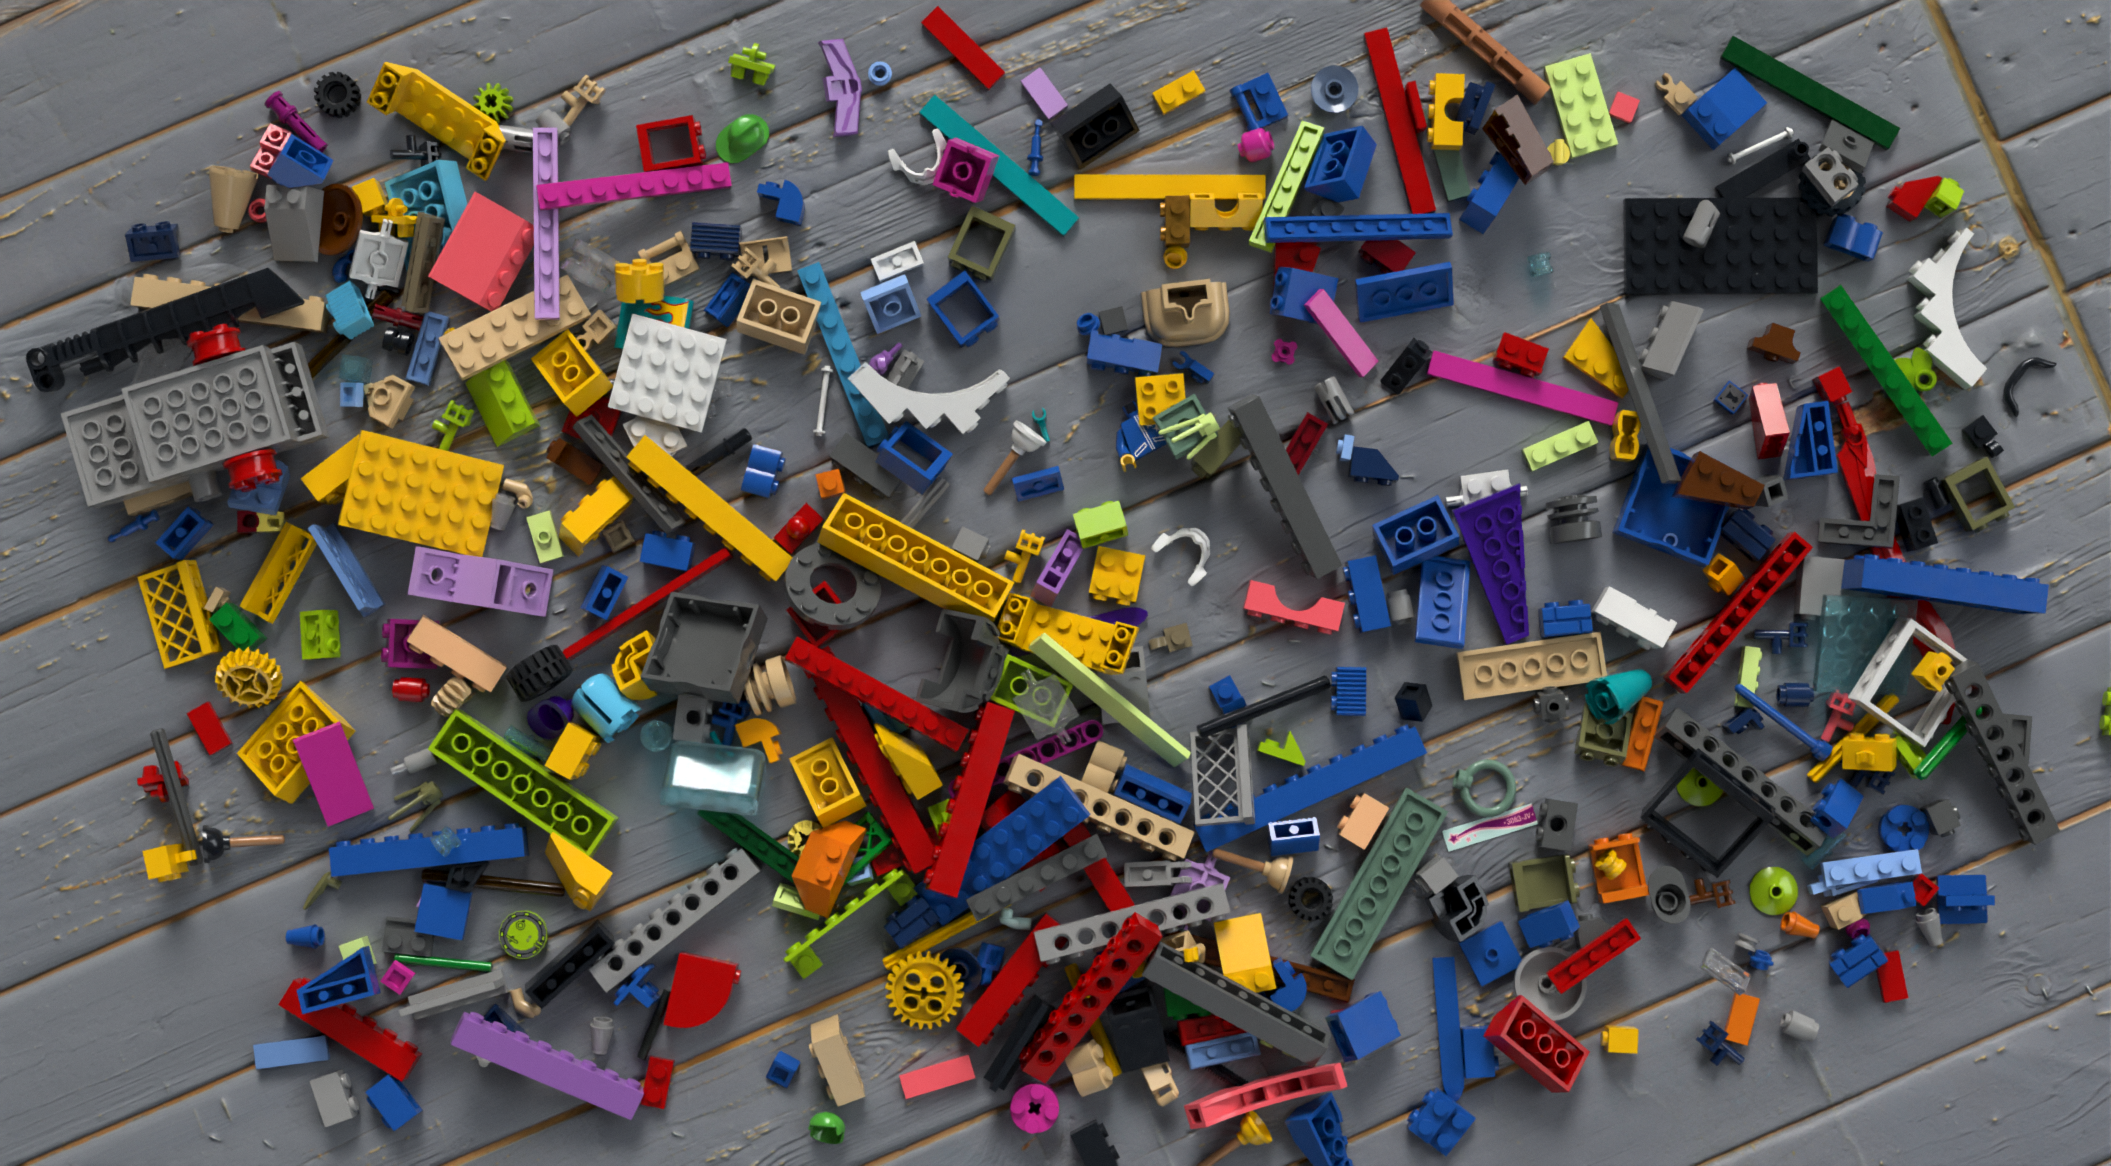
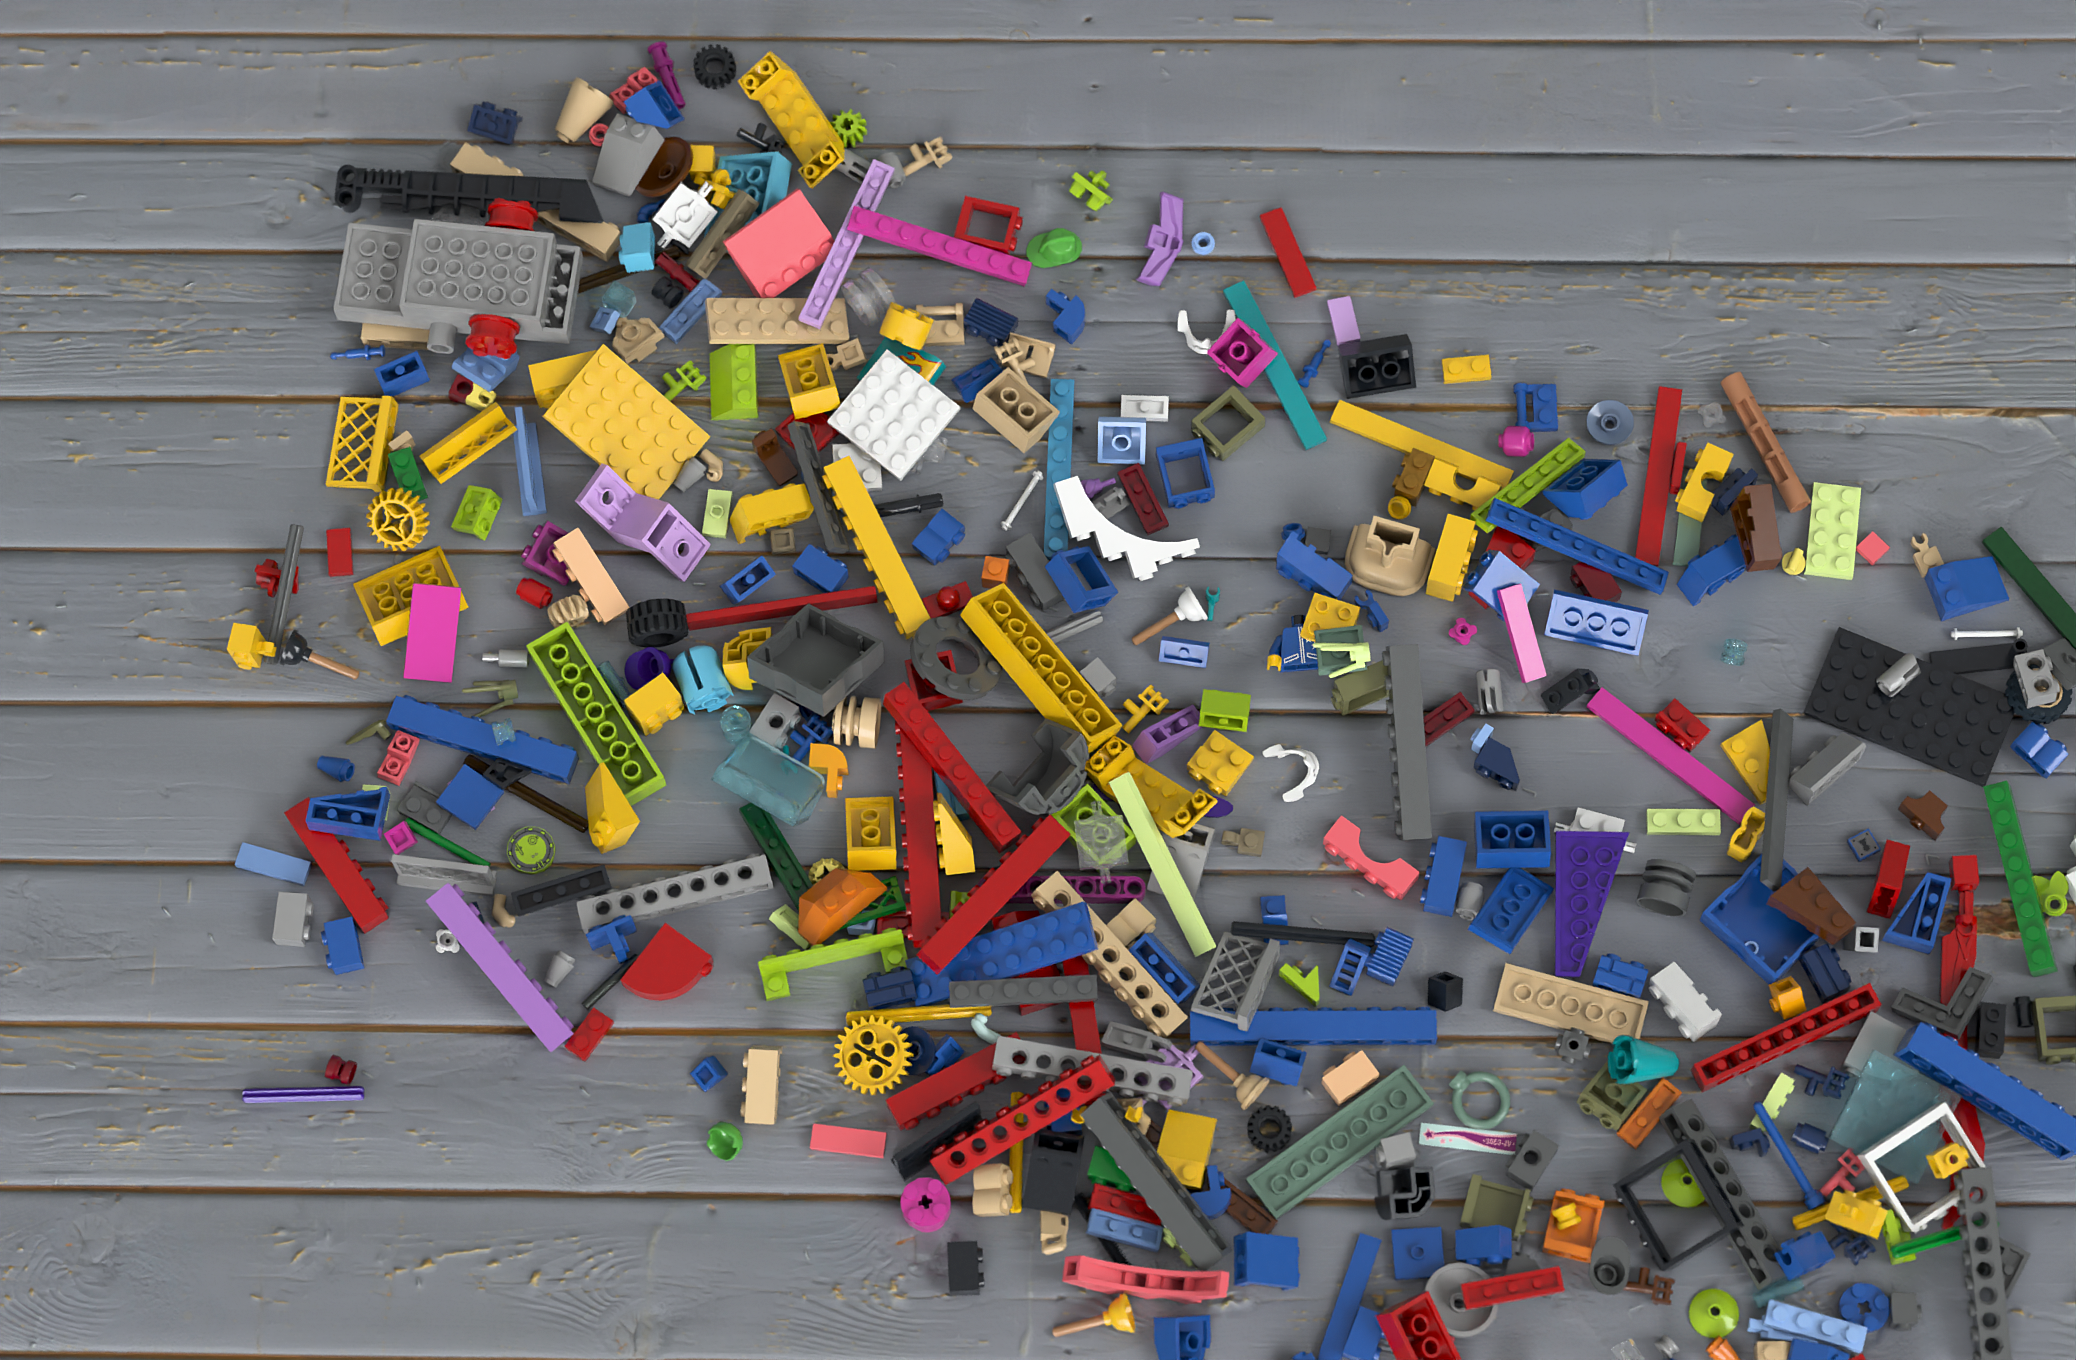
camera: 25 degrees right, 15 degrees down
(359, 901) = (398, 758): none -> coral slope
(935, 351) = (1143, 499): none -> dark red plate
(1246, 287) = (1452, 558): none -> yellow brick
(1319, 702) = (1357, 948): none -> blue slope

